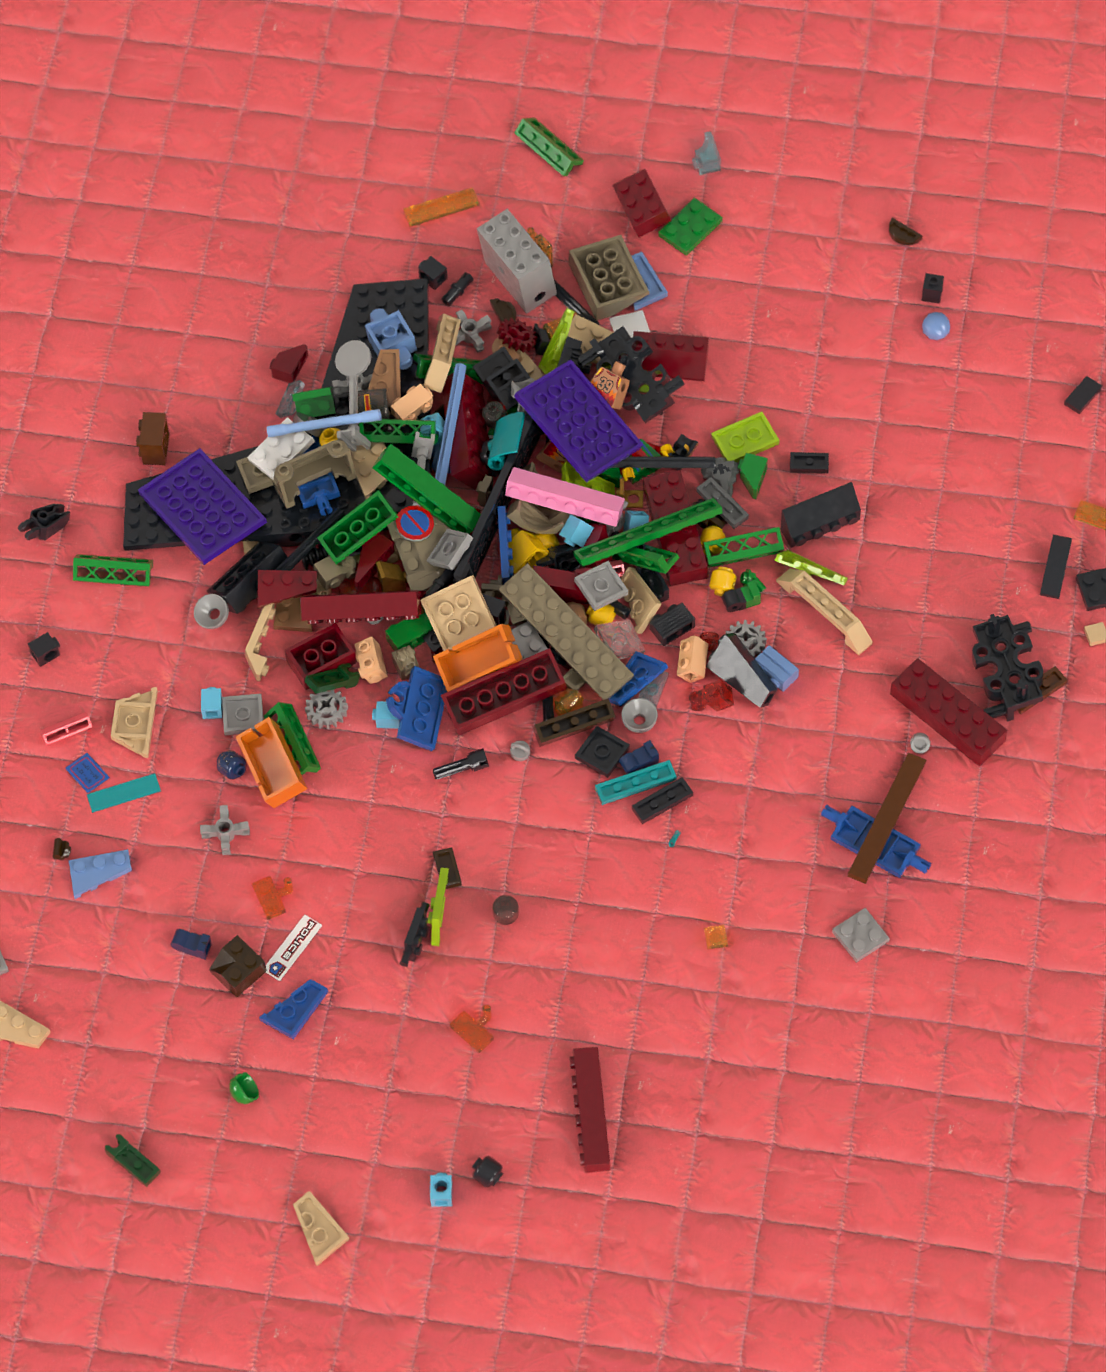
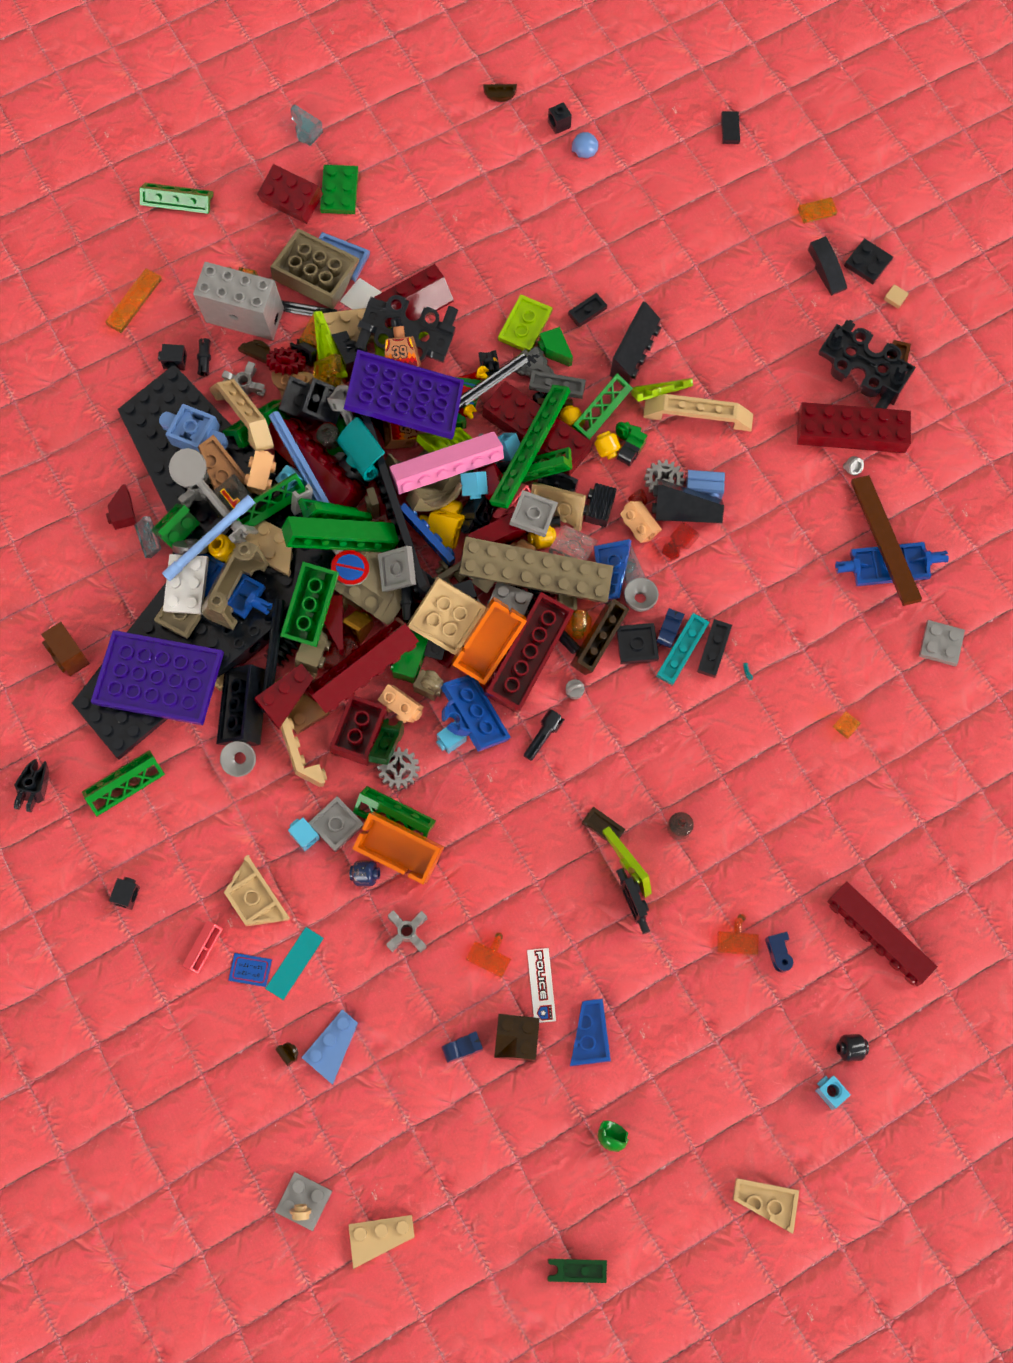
camera: 45 degrees left, 10 degrees up
(439, 471) = (328, 510): none -> green fence
(496, 1059) = (778, 952): none -> dark blue leg
(540, 361) = (327, 369): none -> clear yellow plate
(626, 493) = (473, 428): pearl gold bracket -> none

